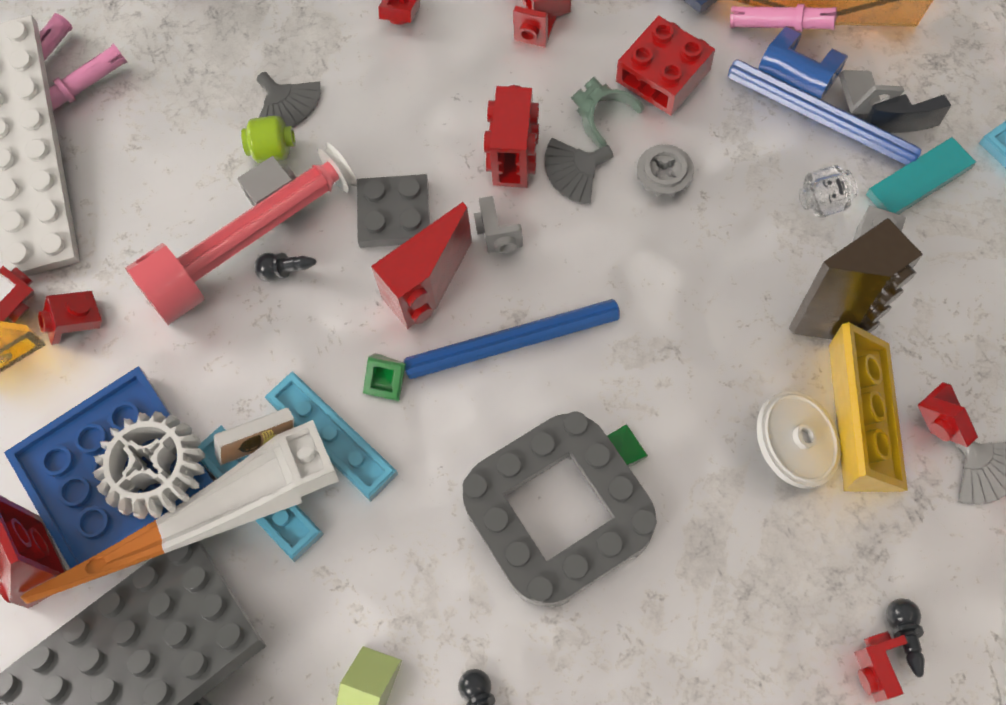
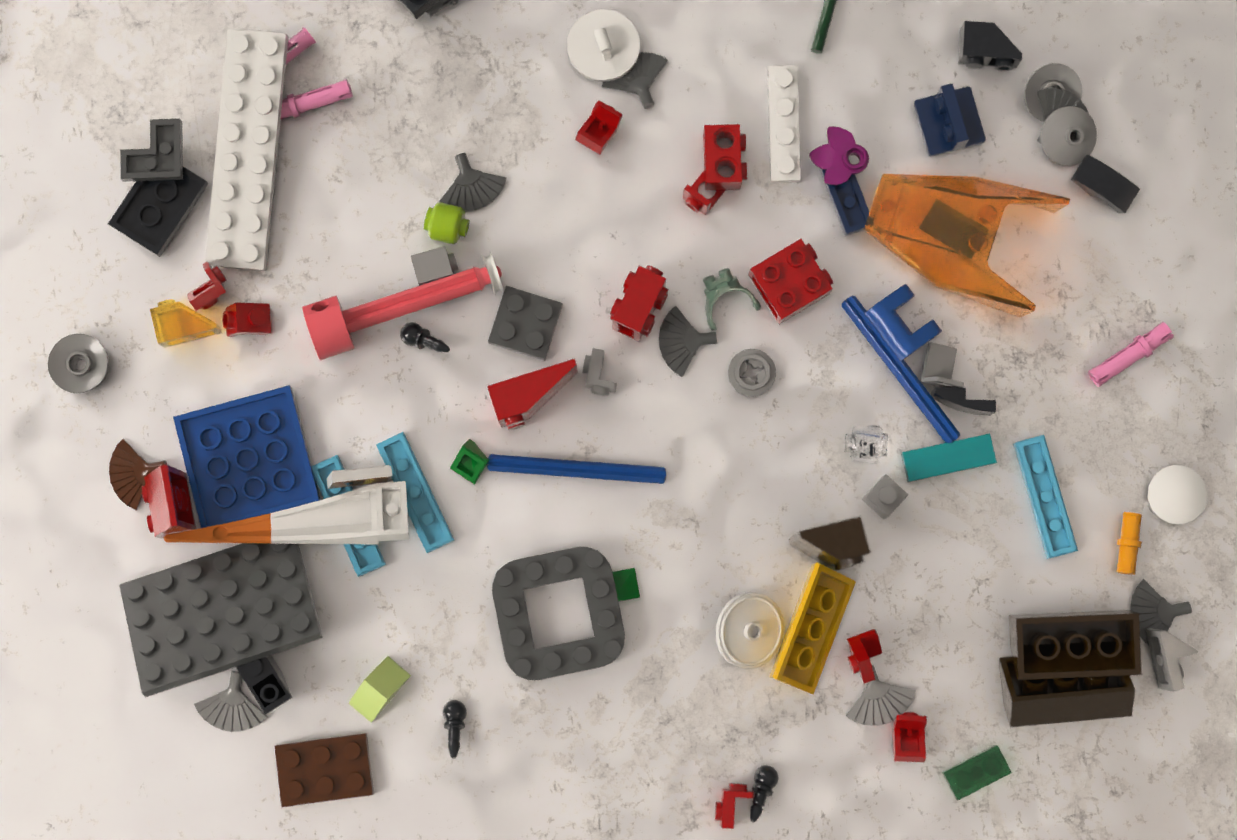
camera: 15 degrees right, 15 degrees up
(122, 485) = (264, 479): white gear -> none
(780, 17) = (916, 279): bright pink pin -> none

